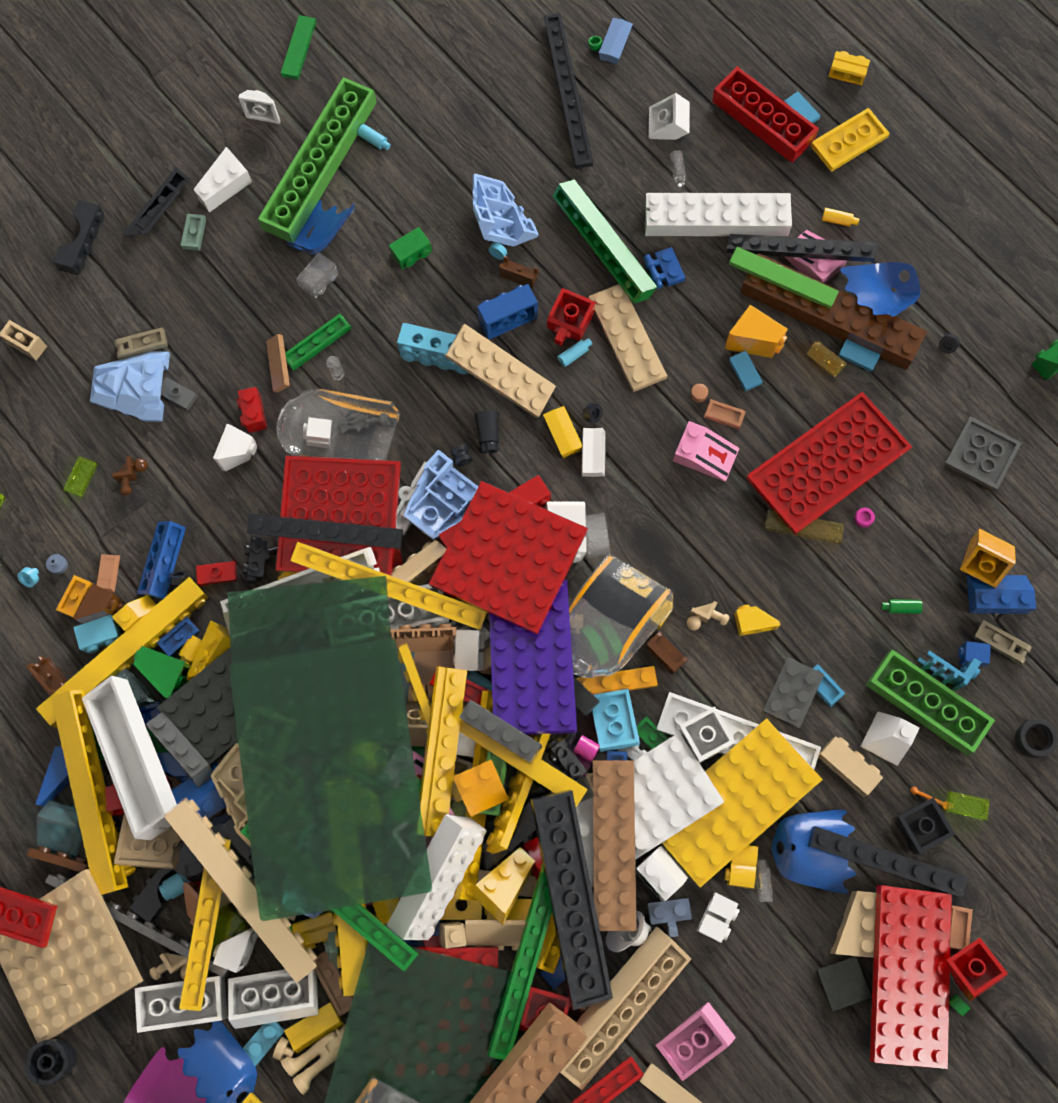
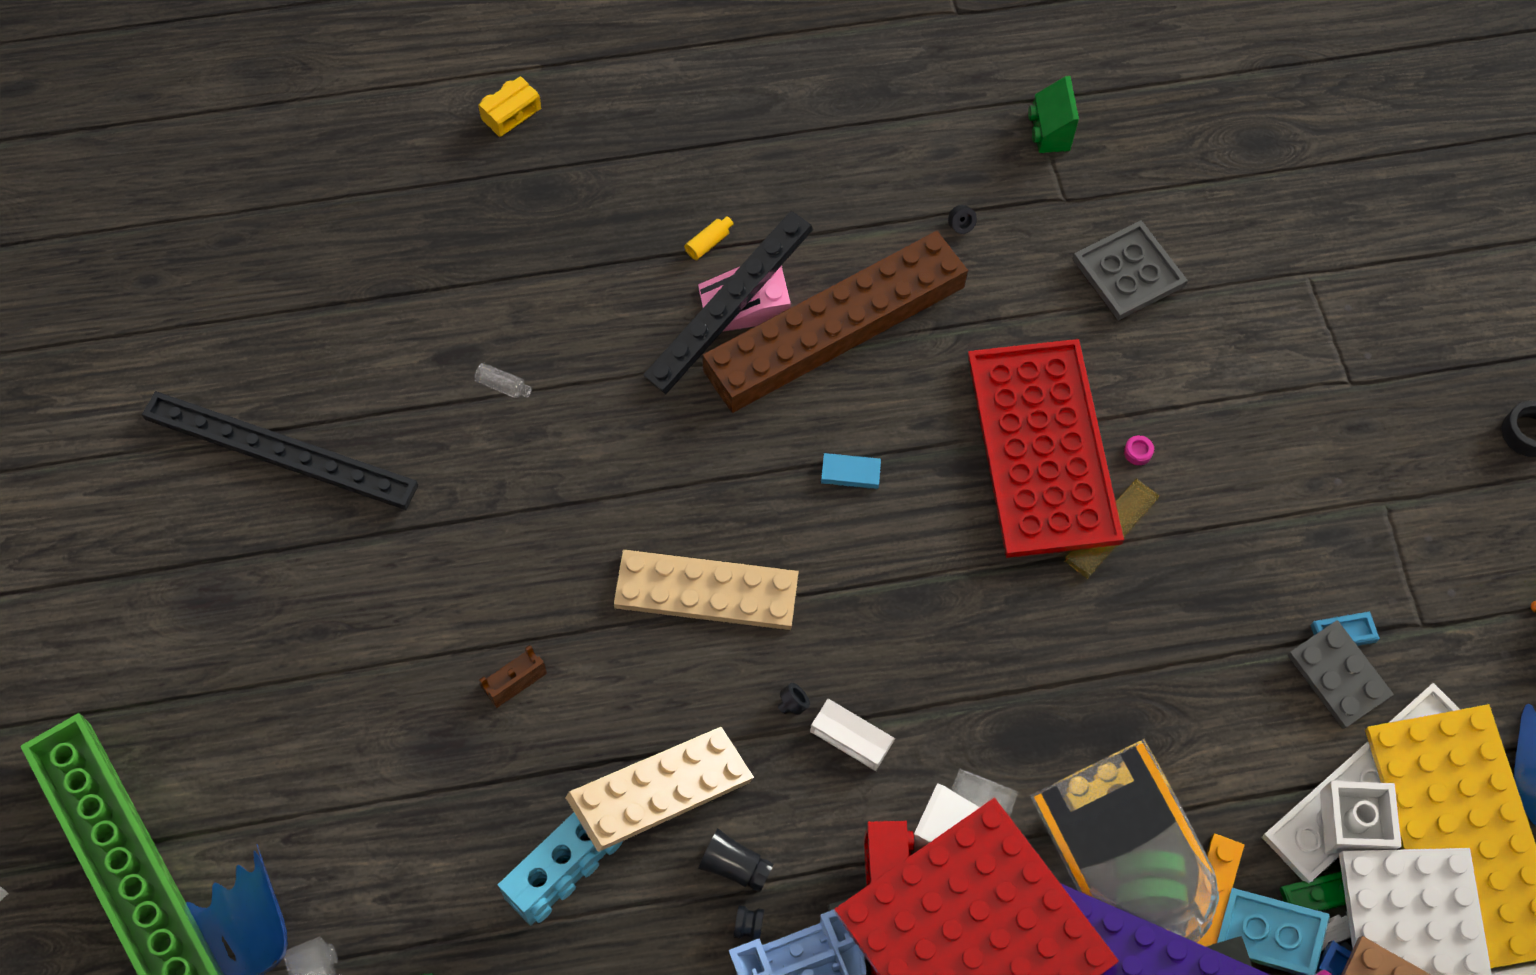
camera: 65 degrees left, 10 degrees down
(373, 137) = (145, 761): medium azure cylinder -> none
(410, 248) = (369, 809): green brick -> none
(498, 213) = (407, 652): light blue wedge -> none
(498, 251) = (460, 686): medium azure tile -> none
(508, 311) = (569, 725): blue brick -> none
(563, 431) = (797, 756): yellow piece -> none
(570, 316) = (632, 660): red hinge -> none
(574, 352) = (685, 672): medium azure cylinder -> none
(595, 43) = (233, 375): green hinge -> none
(604, 241) = (545, 535): brick -> none
(615, 40) = (253, 347): medium blue piece -> none
(666, 653) = (1210, 804): reddish brown hinge -> none
(668, 265) = (636, 476): blue plate -> none
(669, 118) = (422, 350): white slope -> none
(699, 393) = (847, 545): nougat piece -> none
(703, 614) = (1174, 719): tan piece -> none
(705, 452) = (938, 587): bright pink slope -> none
(717, 214) = (605, 375): white piece -> none
(724, 414) = (896, 532): nougat tile -> none
(754, 620) = (1215, 666): yellow slope -> none
(756, 334) = (814, 424): light orange slope -> none
(765, 114) = (504, 234): red brick -> none
(783, 277) = (760, 345): bright green tile -> none
(801, 105) = (525, 191): dark azure tile -> none
(826, 358) = (895, 366): clear yellow hinge -> none
(849, 139) = (608, 164): yellow plate -> none
(850, 766) = (1475, 662): tan brick -> none
(859, 355) = (913, 327): dark azure tile -> none
(873, 286) = (869, 249): blue piece -> none
(889, 737) = (1455, 592): white slope -> none
(902, 606) = (1285, 475): green cylinder -> none
(930, 702) = (1433, 518): bright green brick -> none
(957, 677) = (1416, 460): dark azure plate -> none
(971, 650) = (1391, 431): blue brick -> none
(988, 558) = (1280, 339): light orange slope -> none
(1002, 642) = (1387, 393): dark tan plate -> none
(1011, 596) = (1324, 357): blue slope -> none

